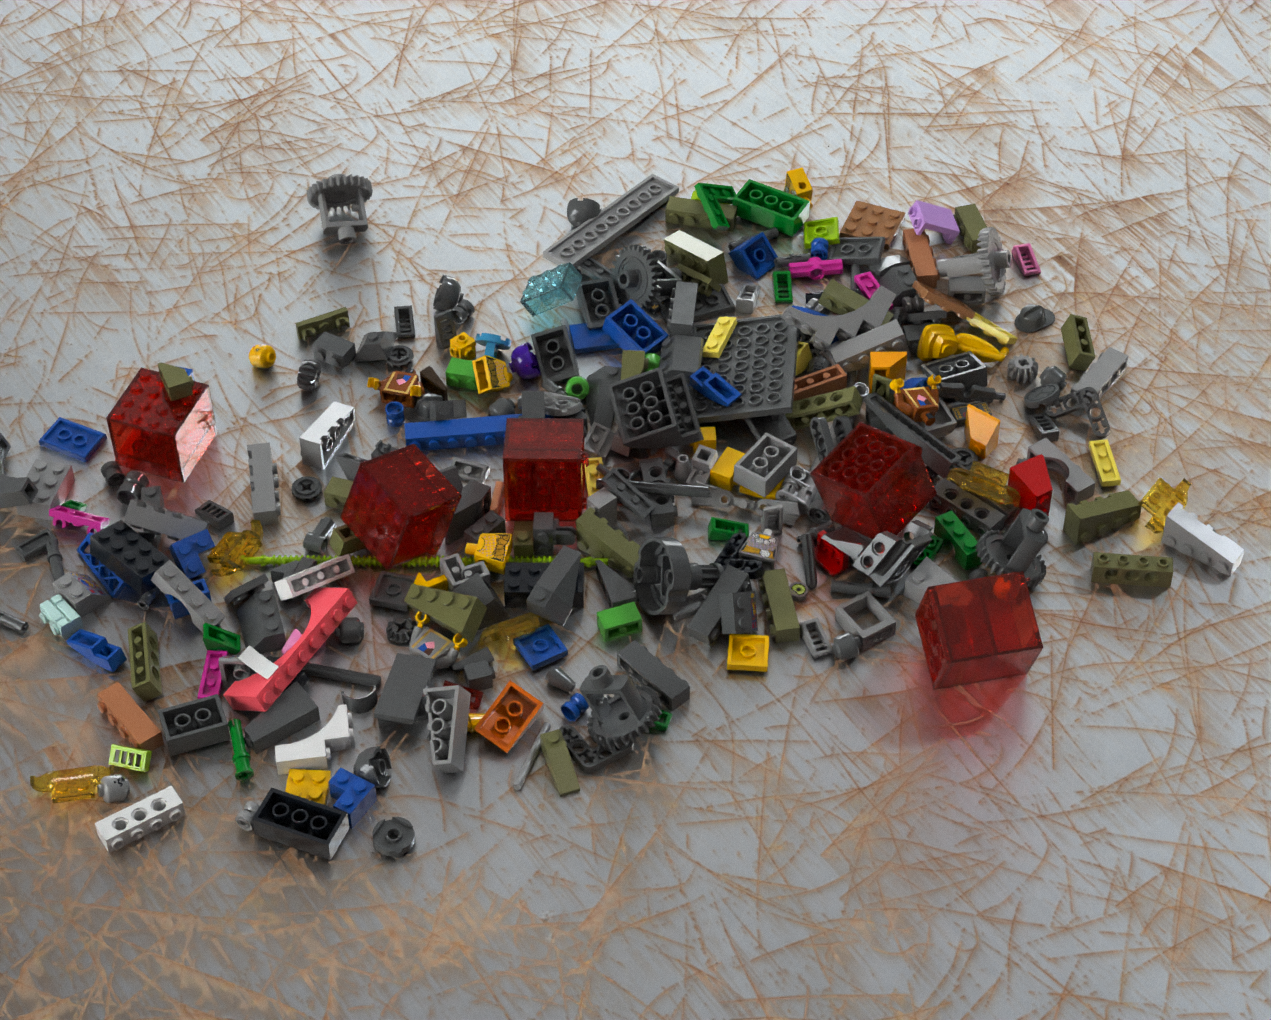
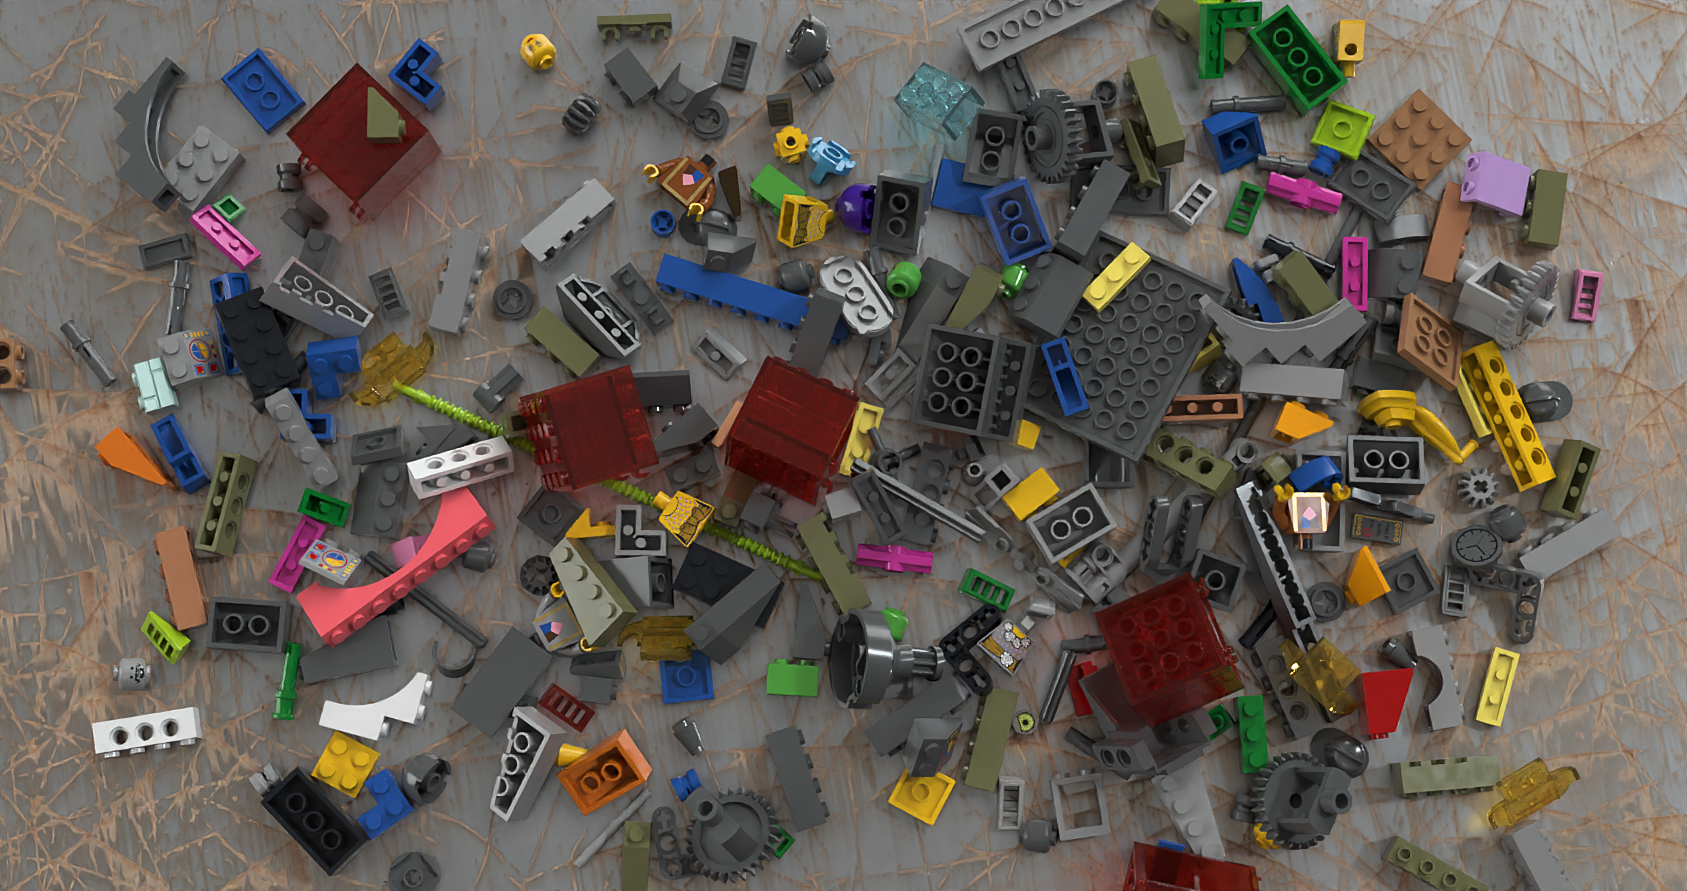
camera: 25 degrees right, 35 degrees up
(64, 658) = (124, 452): none -> orange slope
(71, 783) = (91, 643): clear yellow plate -> none
(258, 662) = (342, 587): white sticker -> none
(655, 529) = (894, 558): none -> dark pink piece
(1012, 430) = (1409, 581): none -> dark grey plate
(1017, 326) = (1507, 415): none -> yellow brick

